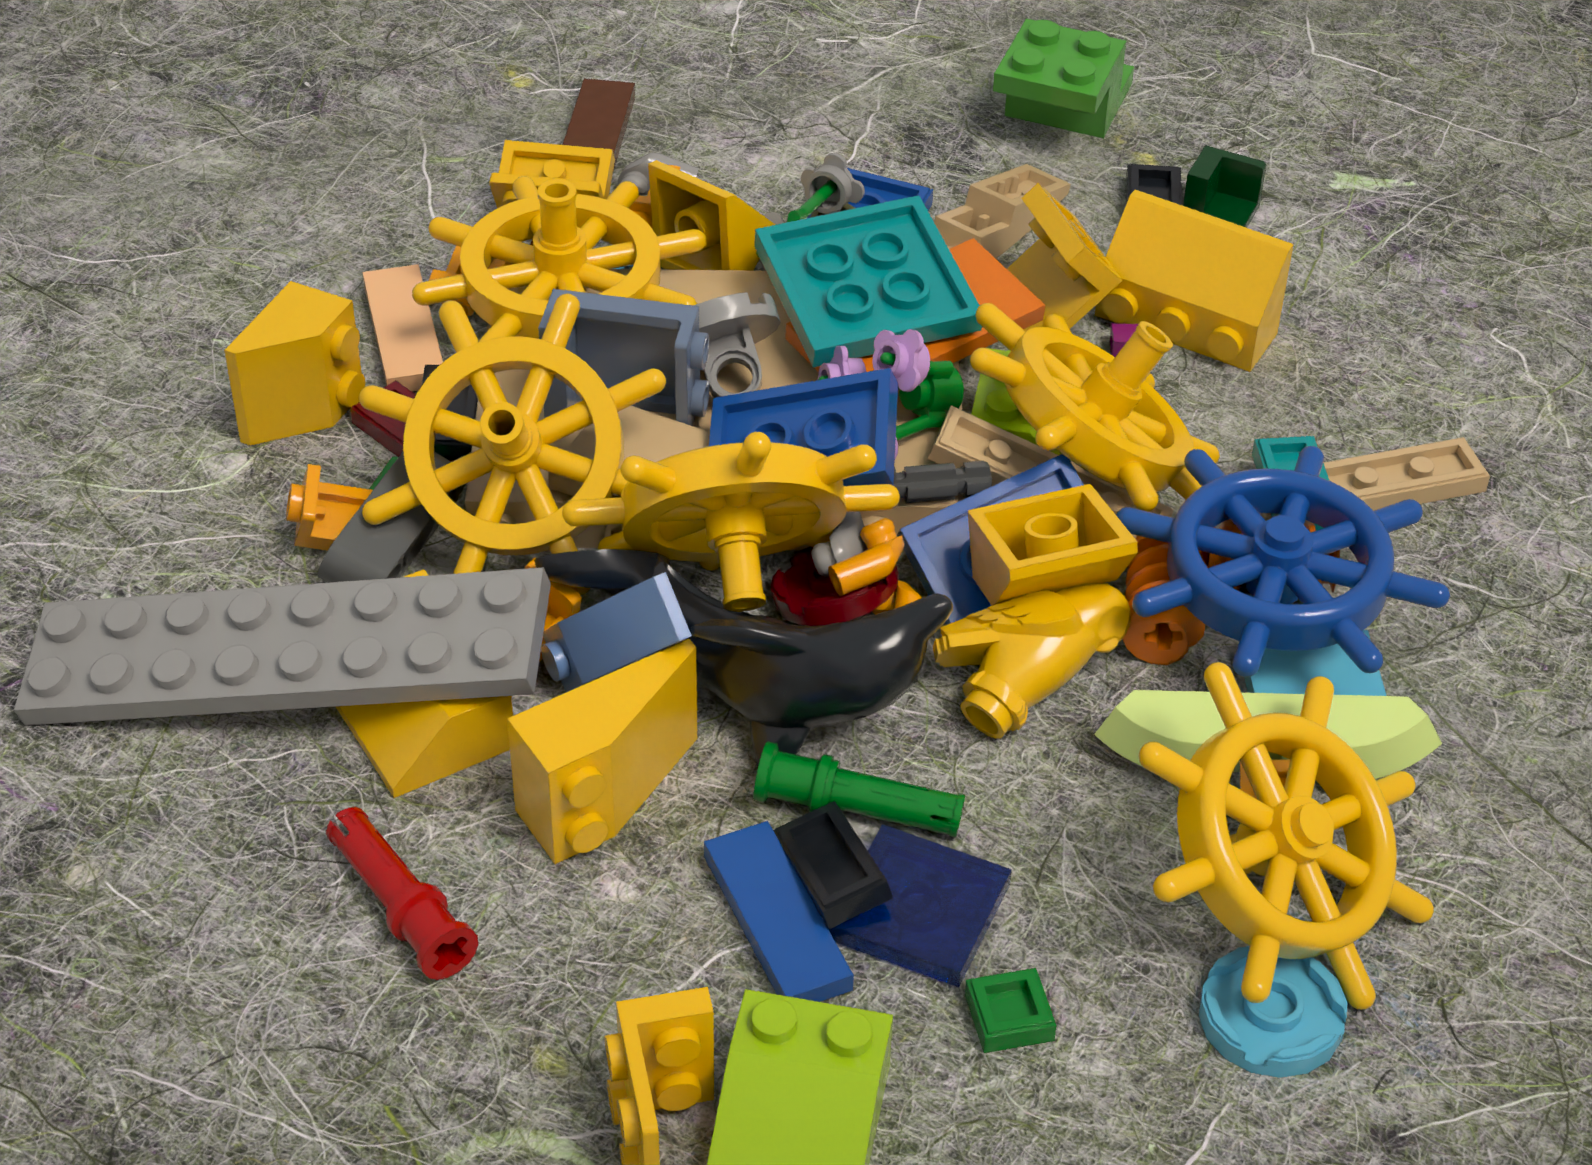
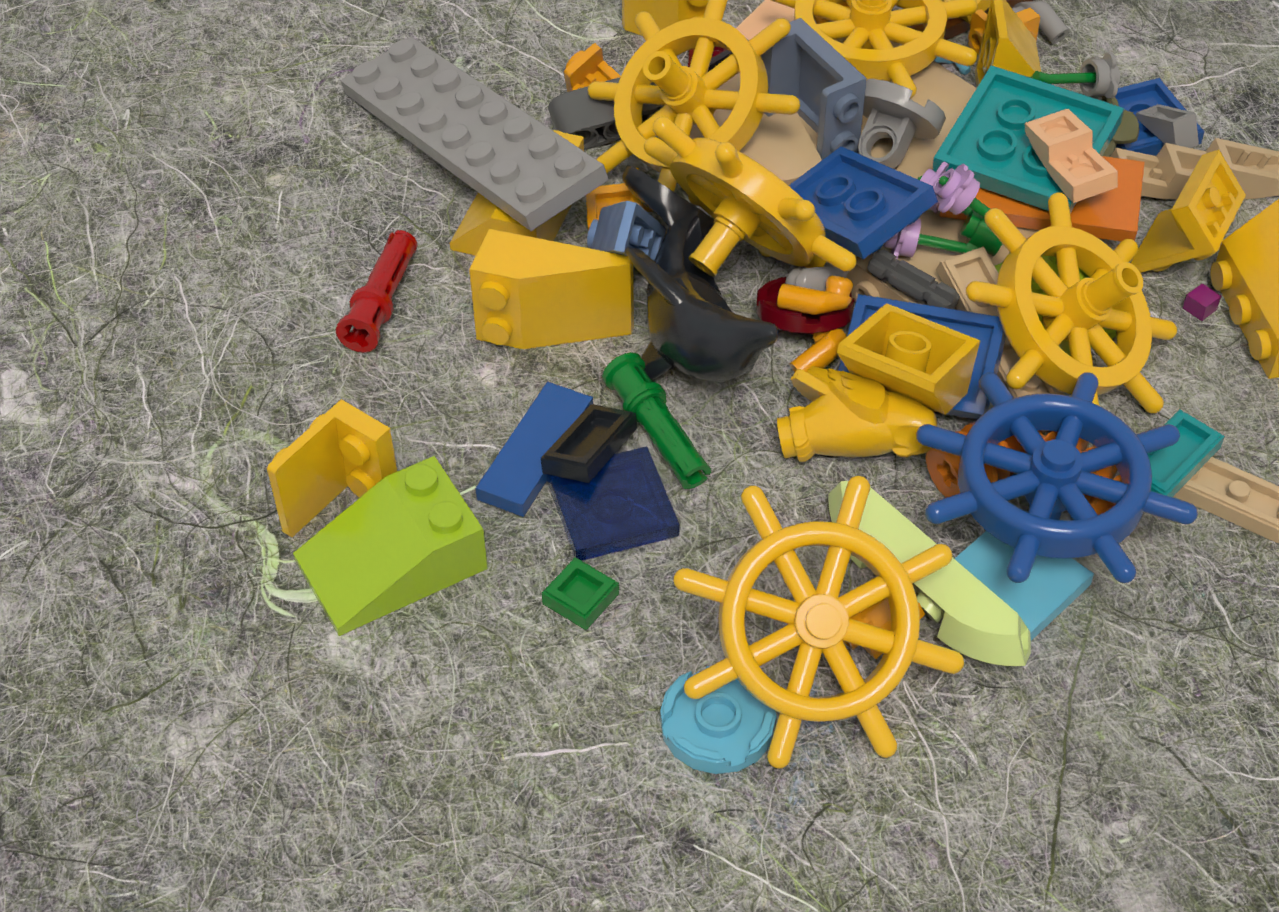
camera: 50 degrees right, 5 degrees up
(921, 185) = (1171, 125): none -> light grey piece
(925, 264) = (1068, 155): none -> light nougat slope

